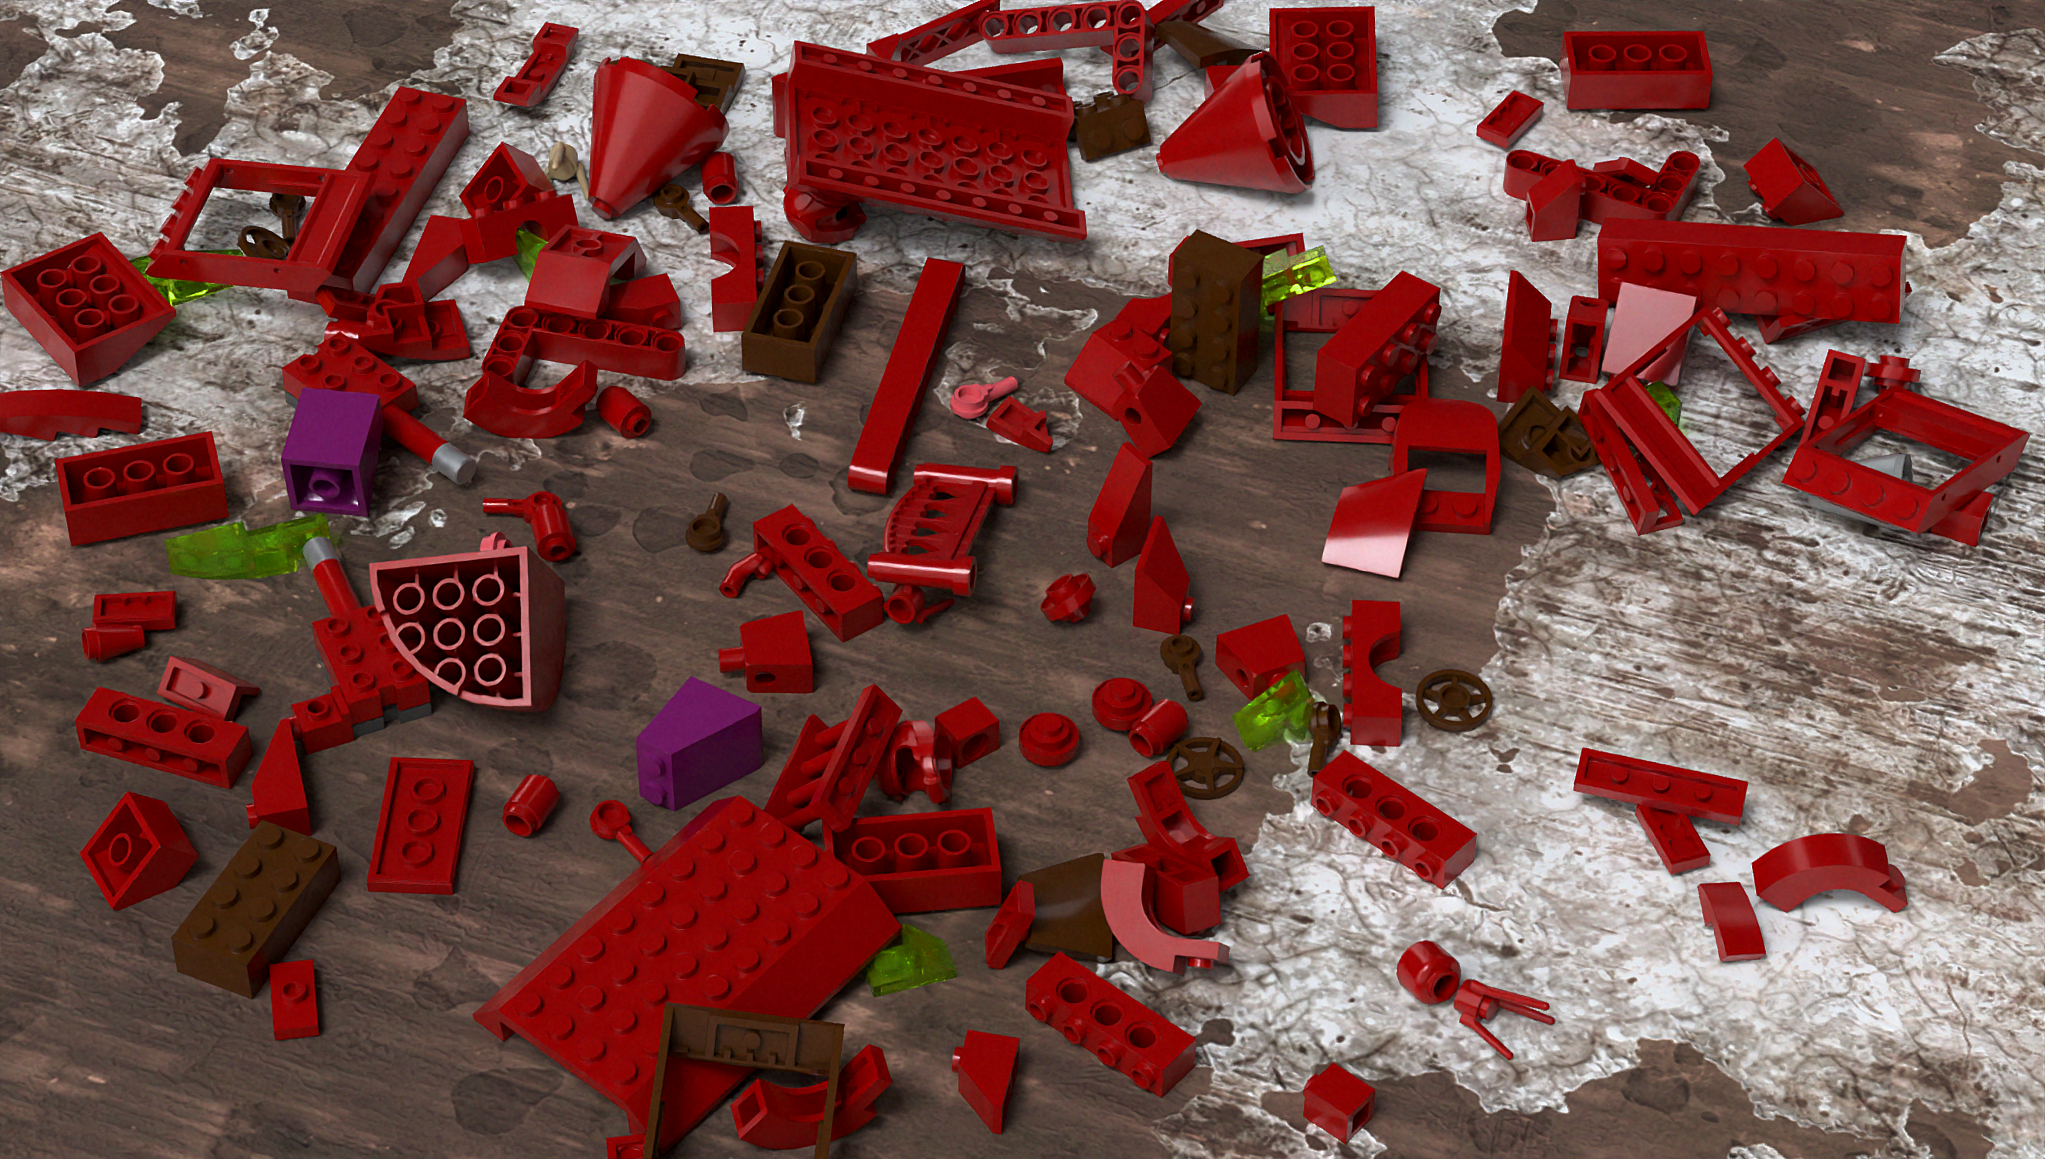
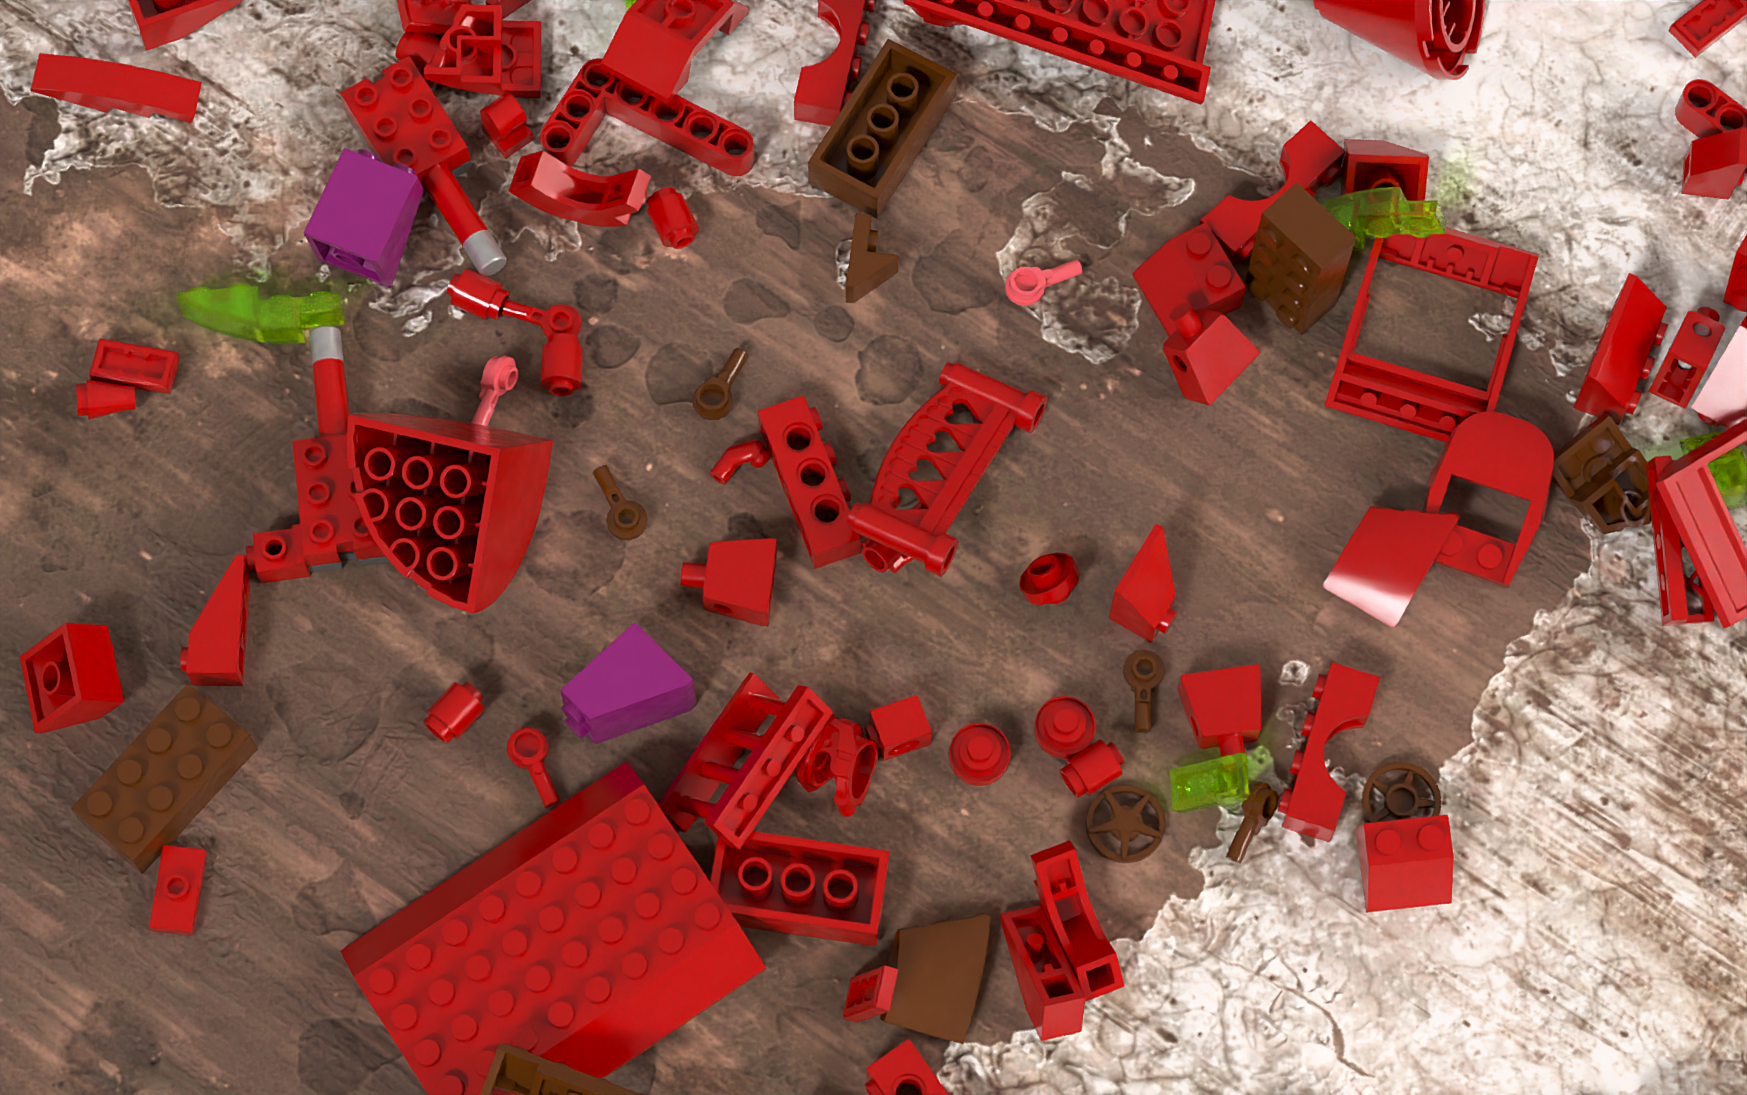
camera: 15 degrees right, 25 degrees up
(141, 488) = (171, 213): red brick -> none
(164, 737) = (171, 580): red brick -> none
(203, 687) = (181, 480): red panel -> none
(421, 826) = (347, 704): red tile -> none
(443, 372) = (506, 125): none -> red leg
(455, 498) = (477, 294): none -> red brick
(645, 302) = (726, 79): red slope -> none
(649, 636) = (625, 518): none -> reddish brown plate
(818, 411) = (866, 266): none -> reddish brown slope
(906, 377) = (971, 236): red beam -> none
(915, 963) = (769, 1000): clear neon green slope -> none
(1021, 425) = (1070, 327): red slope -> none
(1123, 509) = (1129, 492): red slope -> none
(1129, 911) = (997, 1031): arch -> none
(1376, 349) = (1455, 347): red brick -> none
(1393, 819) = (1262, 886): red brick -> none
(1475, 733) = (1406, 863): none -> red slope
(1660, 786) = (1569, 982): red fence -> none
(1673, 838) = (1565, 1034): red plate -> none

